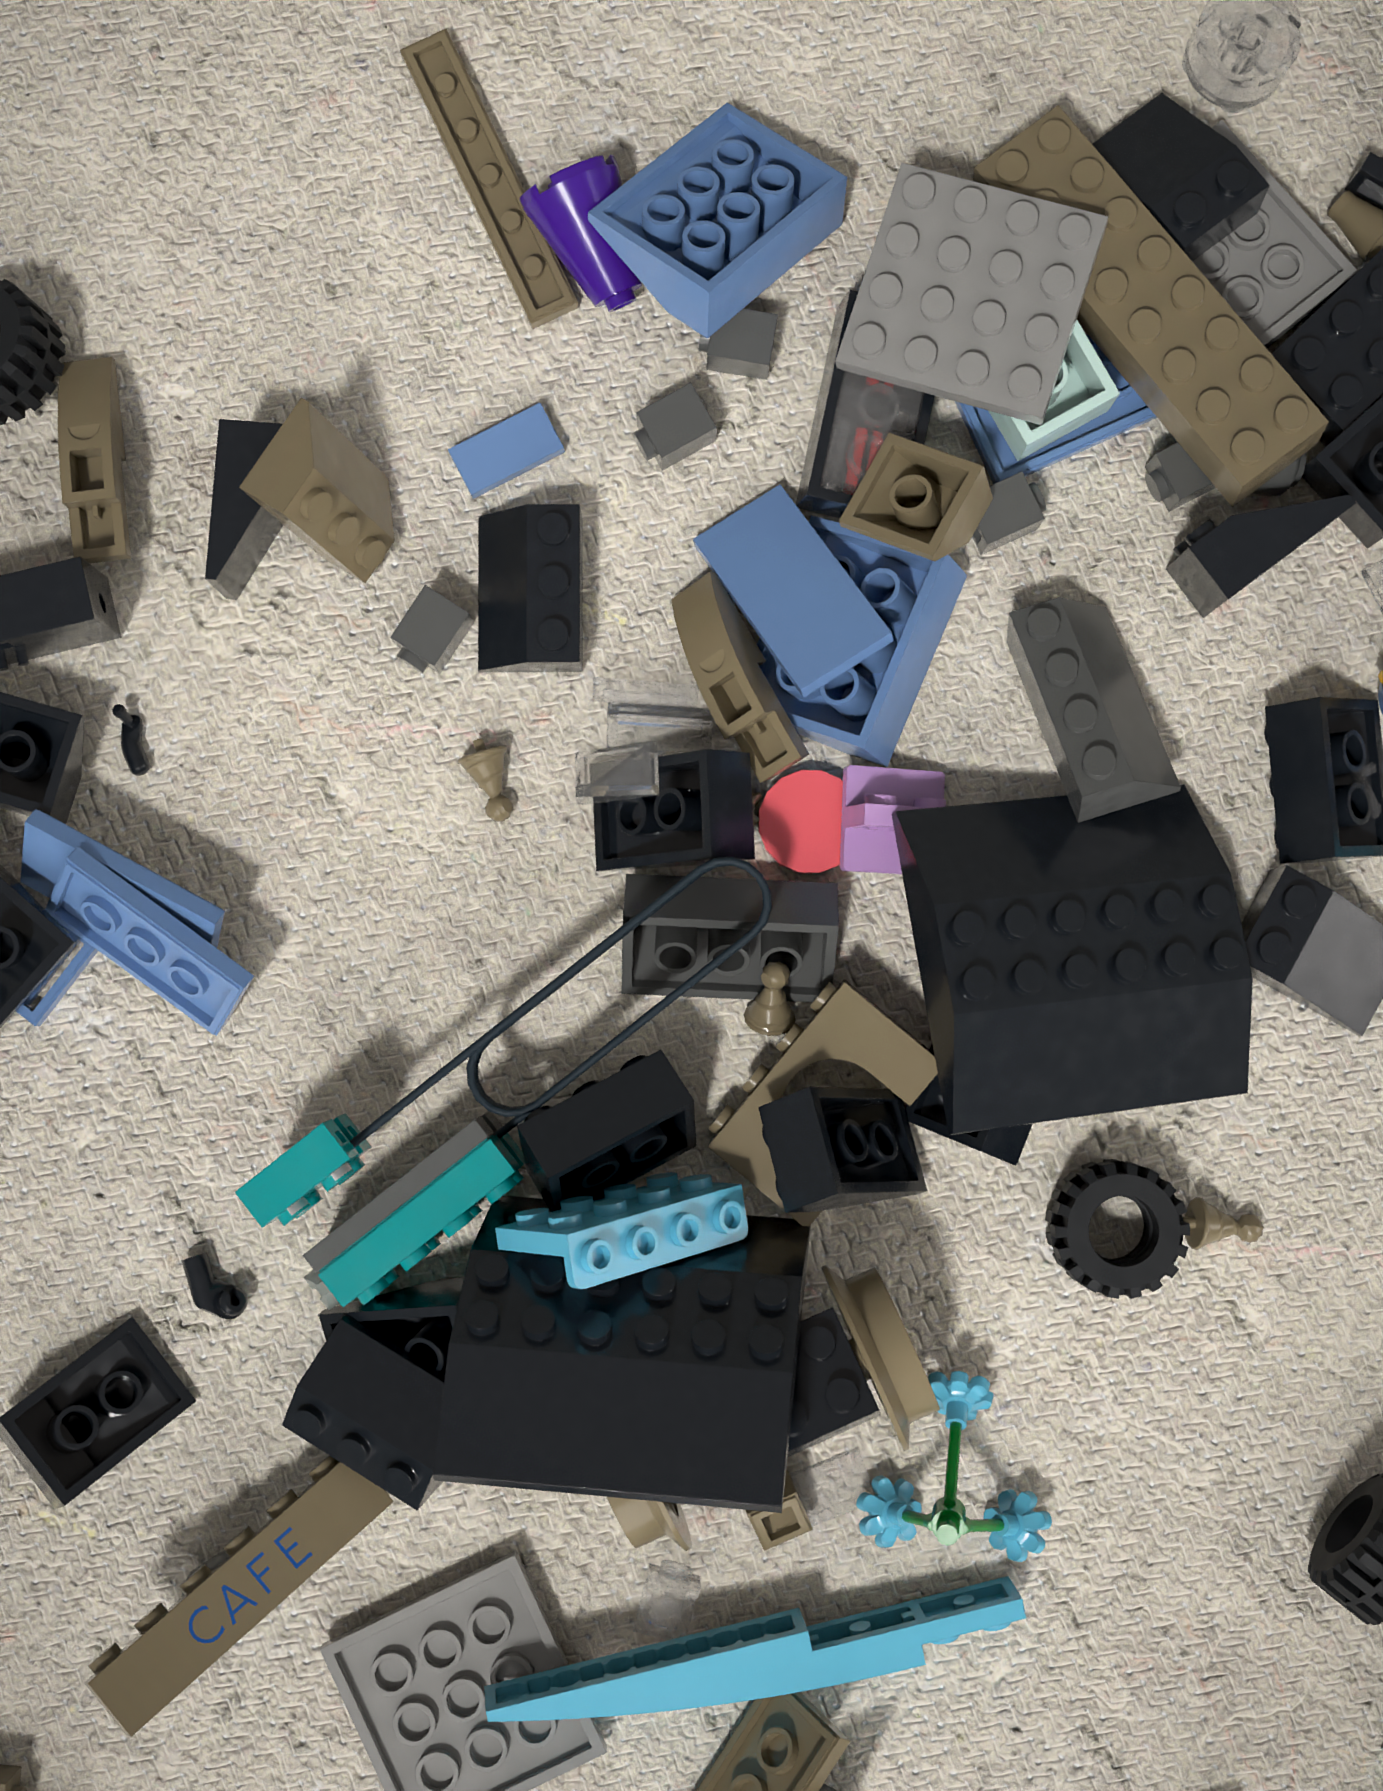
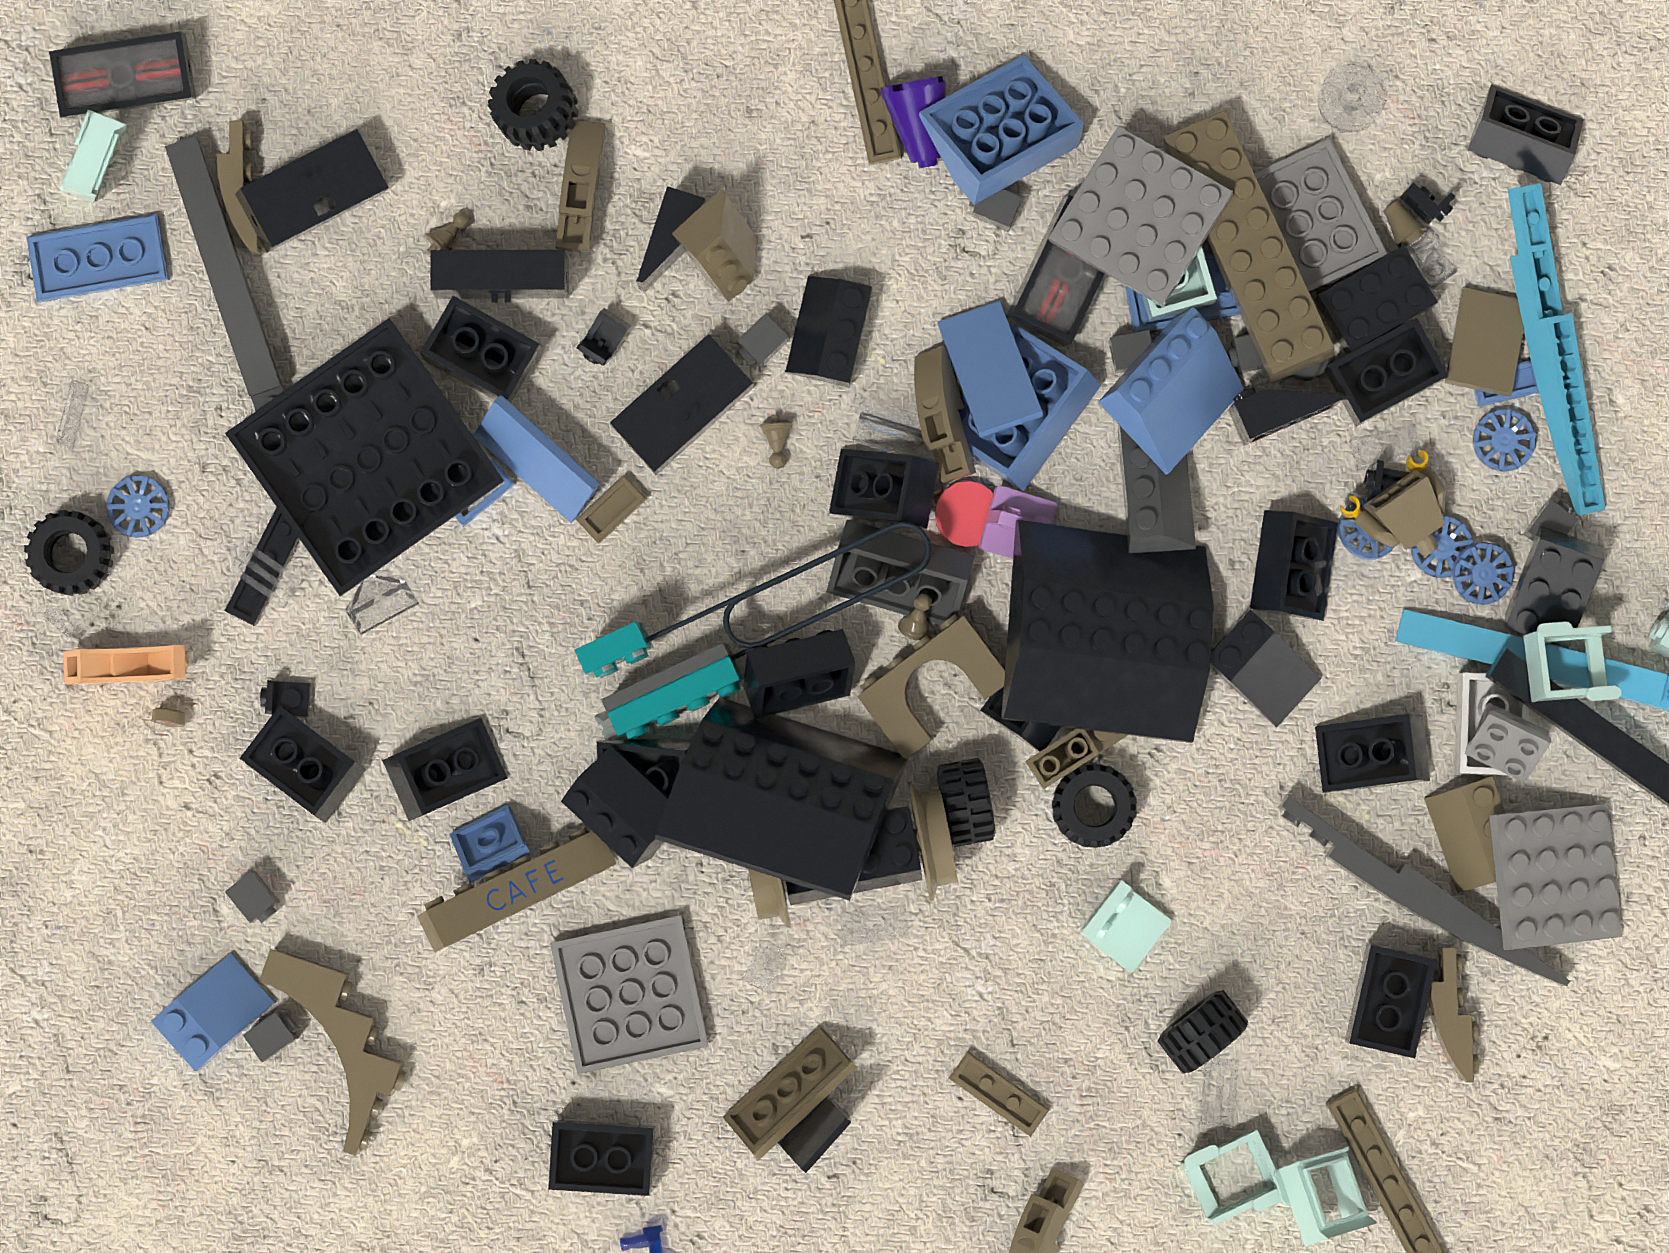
camera: 20 degrees right, 0 degrees up
(132, 741) = (560, 365): black piece -> none
(147, 941) = (547, 491): medium blue tile -> none
(185, 684) = (603, 338): none -> black bracket
(186, 1518) = (489, 843): none -> medium blue tile
(212, 1293) = (531, 714): black arm -> none
(266, 938) = (611, 509): none -> dark tan tile
(329, 757) = (682, 404): none -> black brick
(506, 450) = (834, 239): medium blue tile -> none
(617, 773) = (855, 456): clear slope -> none
(631, 1227) = (802, 728): medium azure bracket -> none
(674, 427) = (942, 250): dark grey brick -> none
(755, 1658) = (815, 1010): medium azure slope -> none
(778, 1528) = (845, 926): dark tan slope -> none
(840, 1148) = (937, 715): black slope -> none
(894, 1513) = (916, 943): medium azure plant -> none
(919, 499) = (1078, 335): dark tan slope -> none
(920, 1273) = (966, 802): none -> black tyre
(1058, 1161) = (1069, 754): none -> dark tan slope
(1076, 1710) = (999, 1093): none -> dark tan tile
(1085, 552) = (1174, 390): none -> medium blue slope
(1184, 174) = (1289, 169): black slope -> none
(1208, 1402) = (1125, 926): none -> light aqua bracket
(1212, 1225) = (1153, 819): dark tan piece -> none

